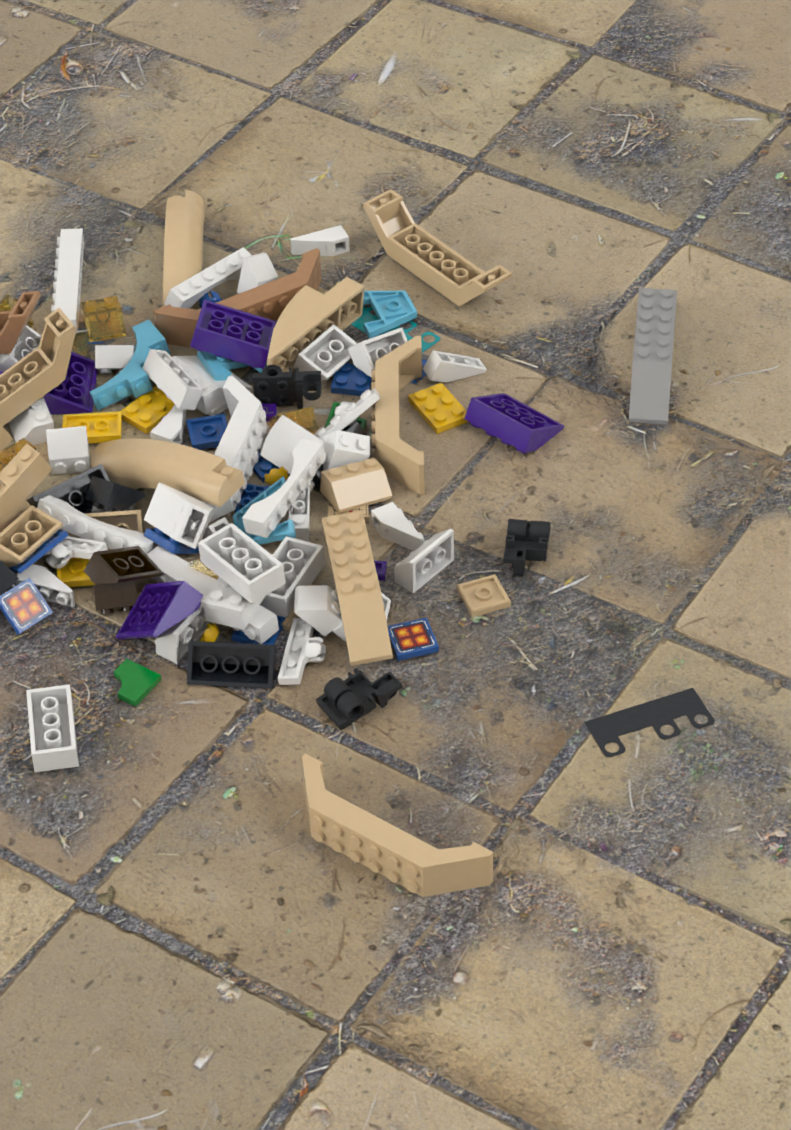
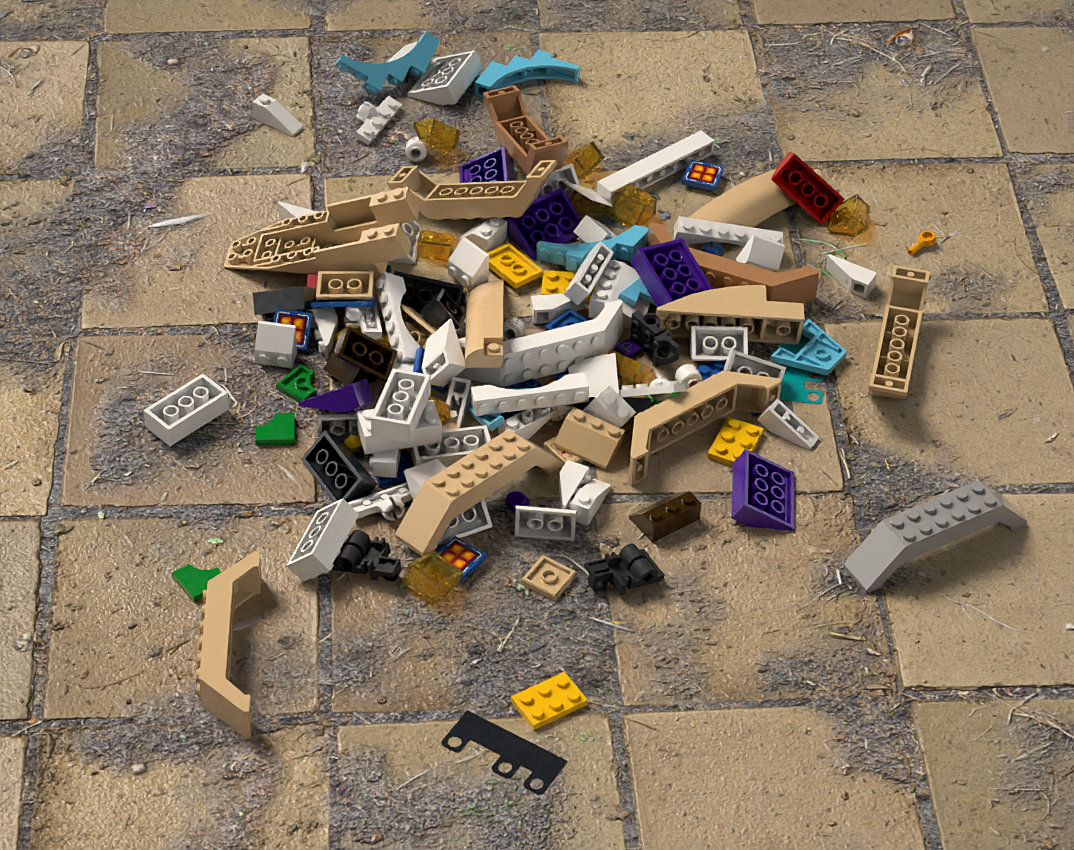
camera: 50 degrees right, 0 degrees up
(33, 625) = (275, 344): none -> white slope
(90, 640) = (298, 384): none -> green tile
(109, 260) = (702, 175): none -> tile
(208, 204) = (806, 188): none -> red slope
(254, 208) = (850, 217): none -> clear yellow slope
(273, 827) = (194, 580): none -> green tile
(317, 710) = (323, 540): none -> white brick
(323, 182) = (926, 239): none -> light orange plate
(343, 391) = (688, 375): none -> white head
(423, 521) = (589, 500): none -> white slope
(423, 664) = (431, 577): none -> clear yellow slope
(481, 487) = (667, 515): none -> dark brown slope
(621, 665) = (549, 701): none -> yellow plate

